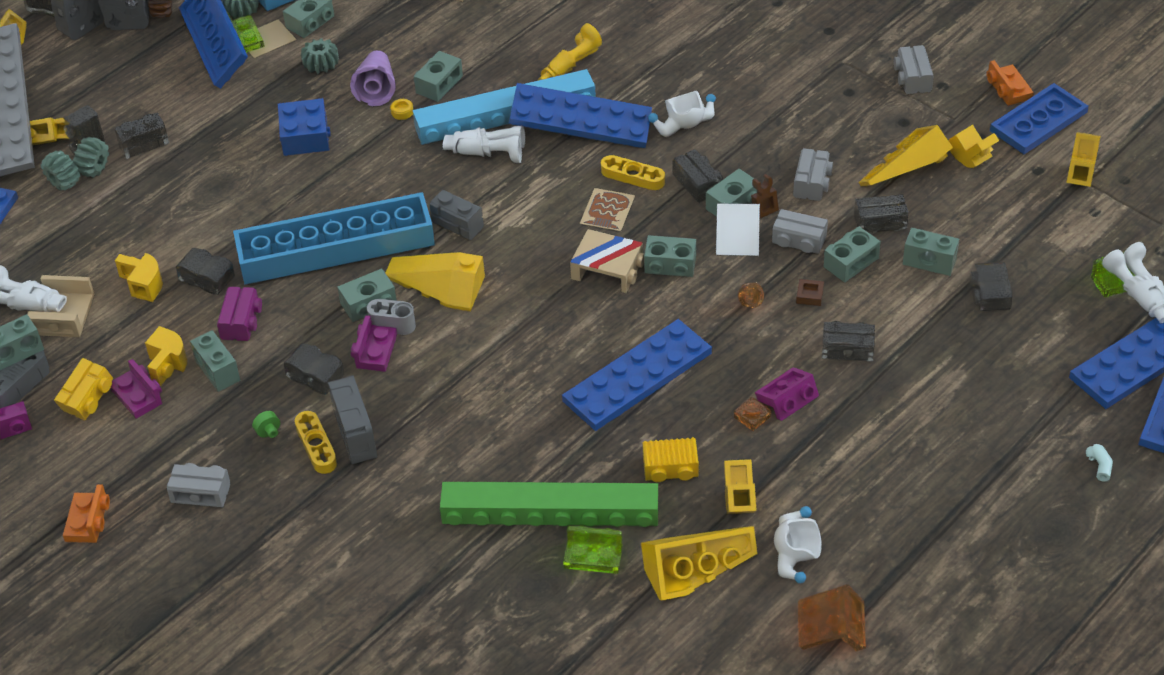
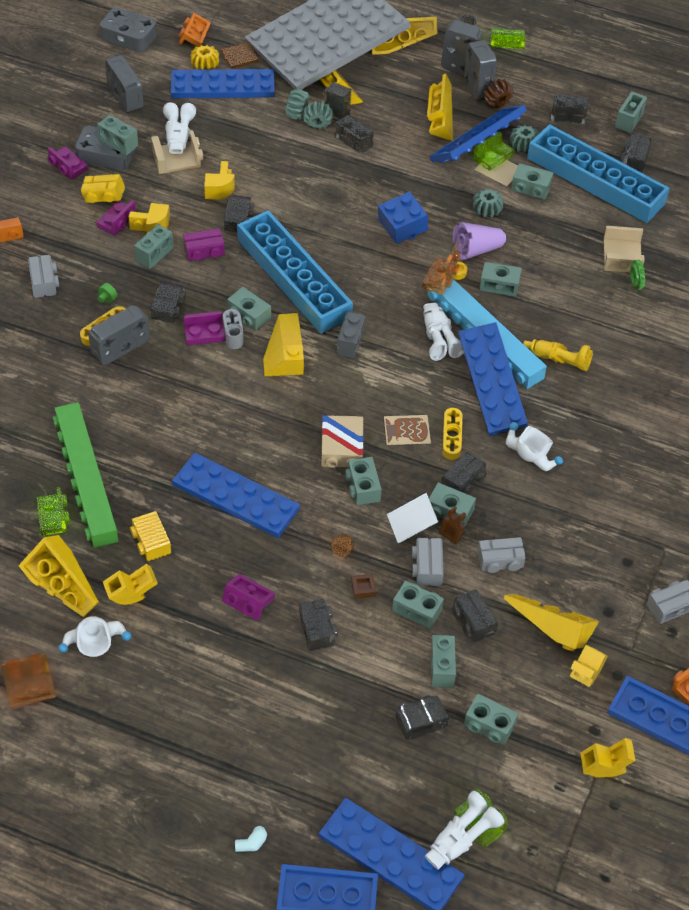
camera: 65 degrees right, 5 degrees up
(144, 54) = (440, 109): none -> yellow wedge
(423, 105) = (441, 272): none -> clear orange bracket
(752, 413) = (219, 578): clear orange plate -> none
(1010, 235) = (493, 714): none -> sand green brick

